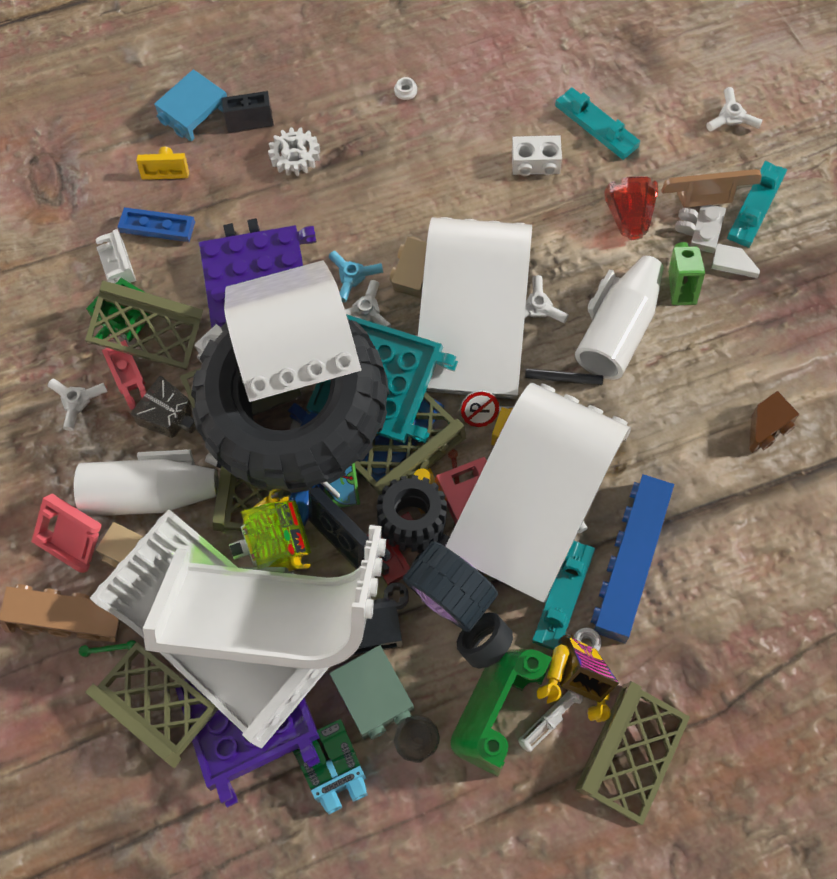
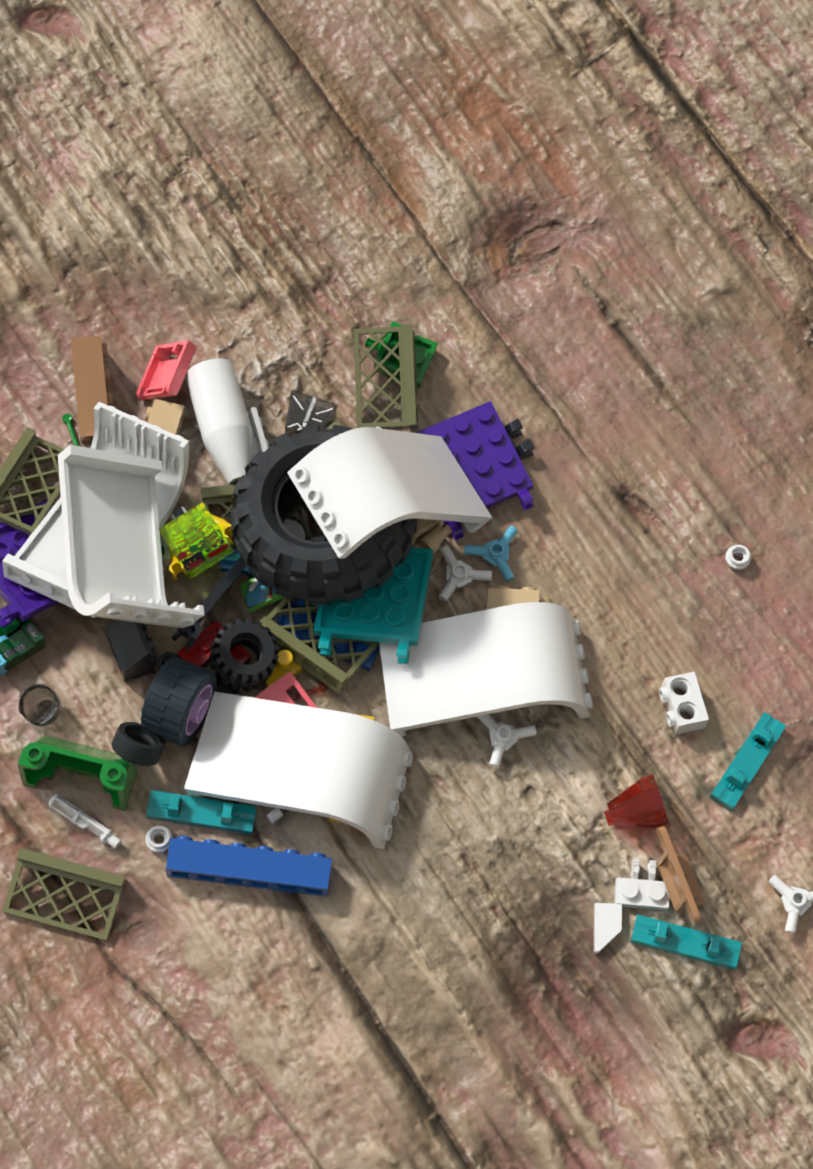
camera: 65 degrees right, 0 degrees up
(75, 399) = (301, 340): white piece -> none
(115, 258) = (459, 333): white hinge -> none
(125, 373) = (337, 377): coral hinge -> none
(156, 224) = (507, 358): blue plate -> none
(163, 165) = (578, 346): yellow tile -> none
(189, 104) = (657, 351): dark azure panel -> none
(247, 111) = (663, 407): black hinge -> none
(294, 151) = (615, 459): white gear -> none
(372, 693) = (74, 661): sand green brick -> none
(480, 408) = (372, 700): piece -> none
(564, 376) = (429, 775): black bar -> none
(582, 672) = (124, 828): torso -> none
(620, 318) = (504, 815): white piece -> none
(685, 262) = (571, 871): bright green torso -> none
(770, 419) = (421, 977): reddish brown slope -> none

